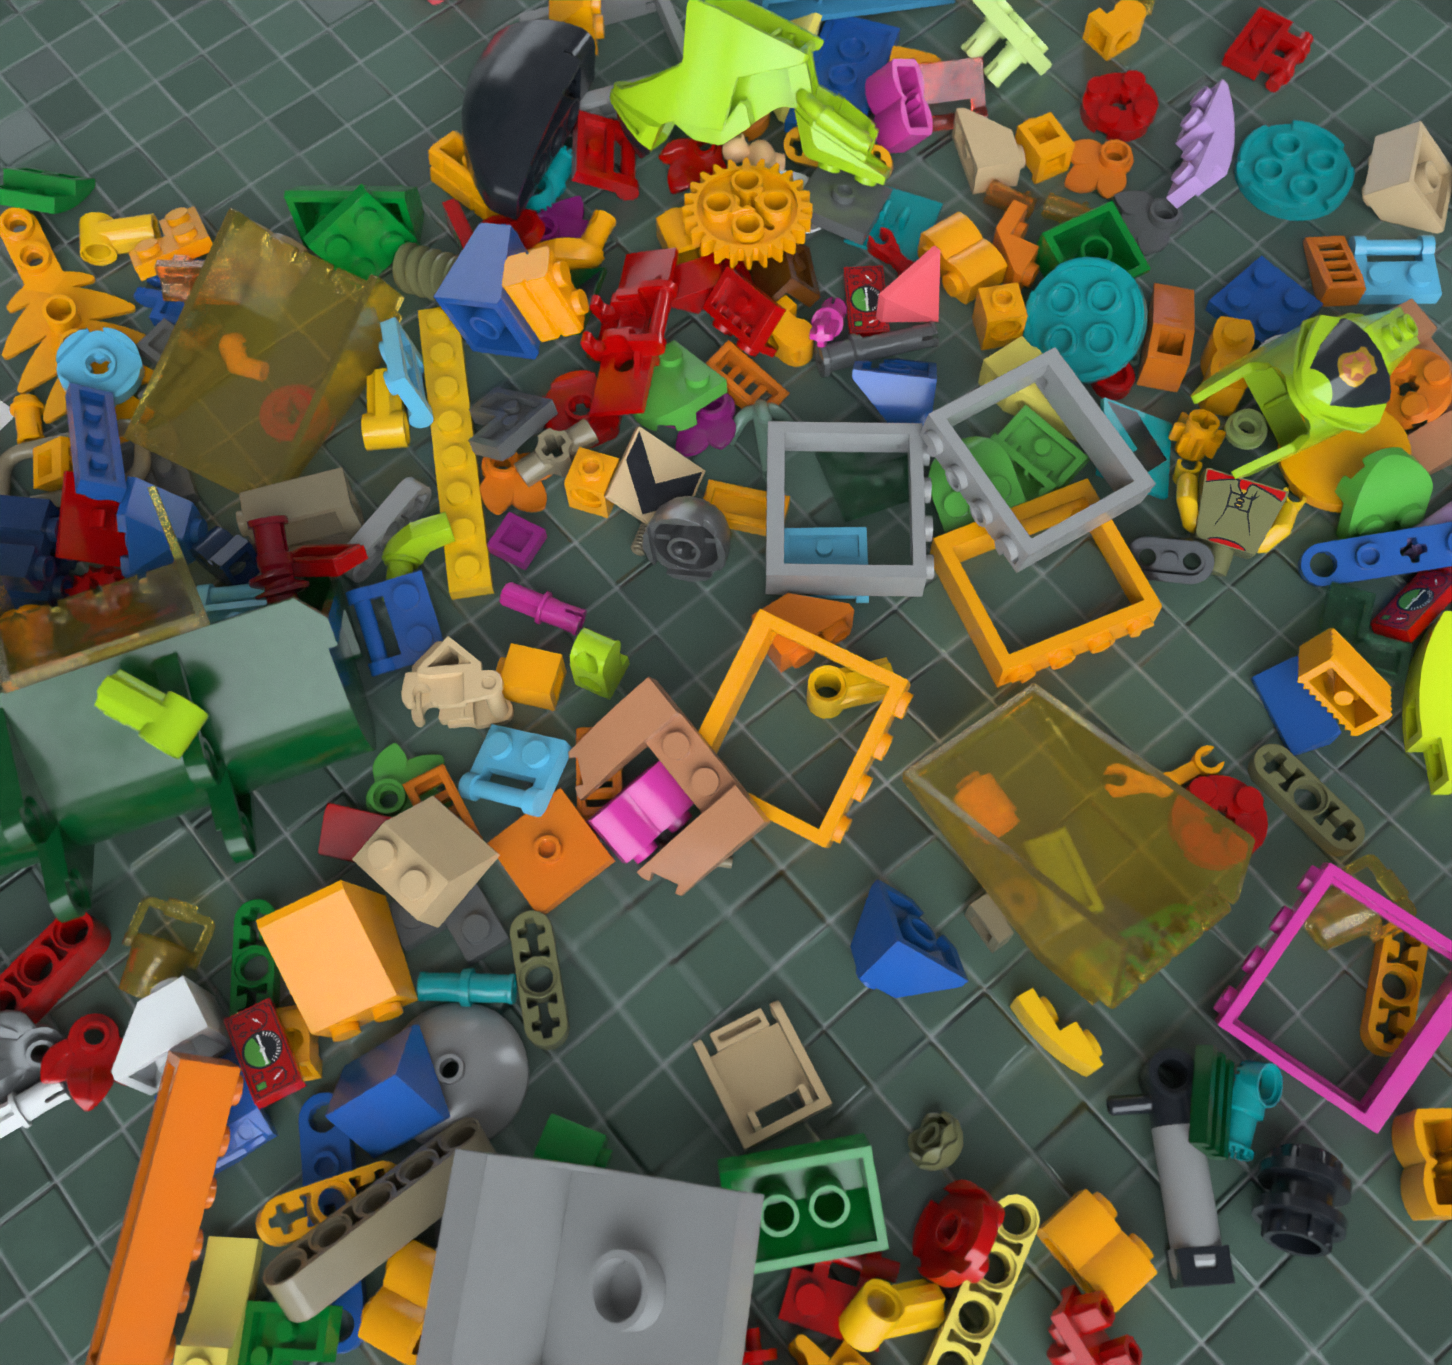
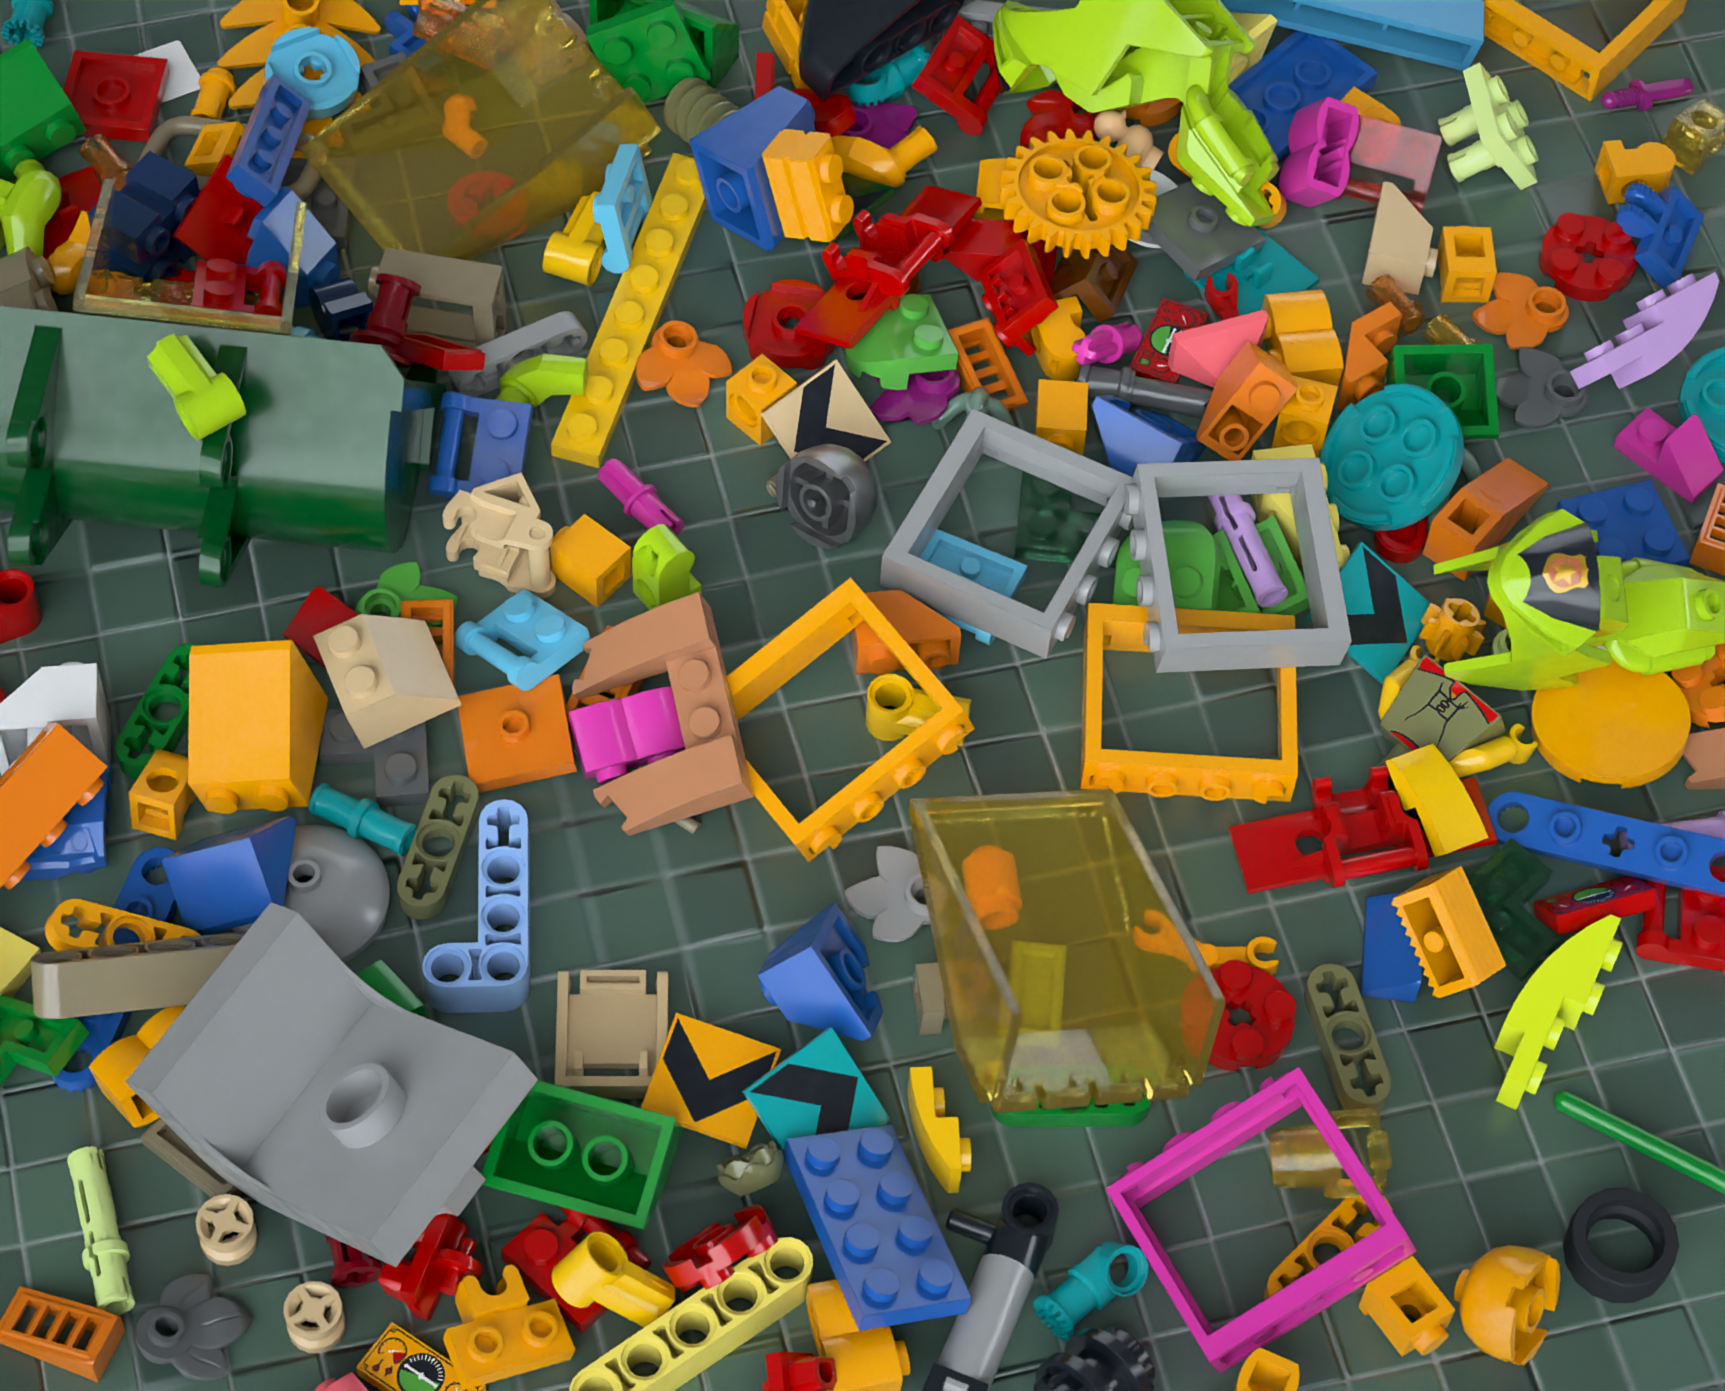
camera: 20 degrees right, 10 degrees down
(121, 590) = (223, 285): none -> red plate
(156, 958) = (75, 644): clear yellow piece -> none
(264, 1053) = (135, 776): red tile -> none
(508, 421) = (704, 299): dark grey plate -> none
(517, 541) = (649, 424): magenta plate -> none
(542, 463) = (718, 354): dark tan axle -> none
(614, 1012) = (497, 905): none -> light blue beam
(741, 506) = (900, 487): light orange tile -> none
(824, 394) = (1062, 413): none -> light orange brick
(864, 1082) = (704, 1078): none -> light orange piece
(911, 848) = (892, 896): none -> light grey plate
(956, 323) = (1245, 402): none -> orange slope
(957, 1061) = (815, 1093): none -> teal piece
(1050, 462) = (1237, 521): none -> lavender pin
(1066, 1150) = (876, 1227): none -> blue plate
(1163, 58) = (1666, 229): none -> blue hinge
(1170, 558) = (1344, 739): black plate -> none
(1211, 1102) = (1056, 1258): dark green tile -> none
(1215, 618) = (1346, 825): none -> red piece
(1260, 231) = (1673, 455): none -> dark pink slope
(1269, 572) = (1443, 805): none -> yellow slope
(1384, 494) = (1621, 770): bright green slope -> none

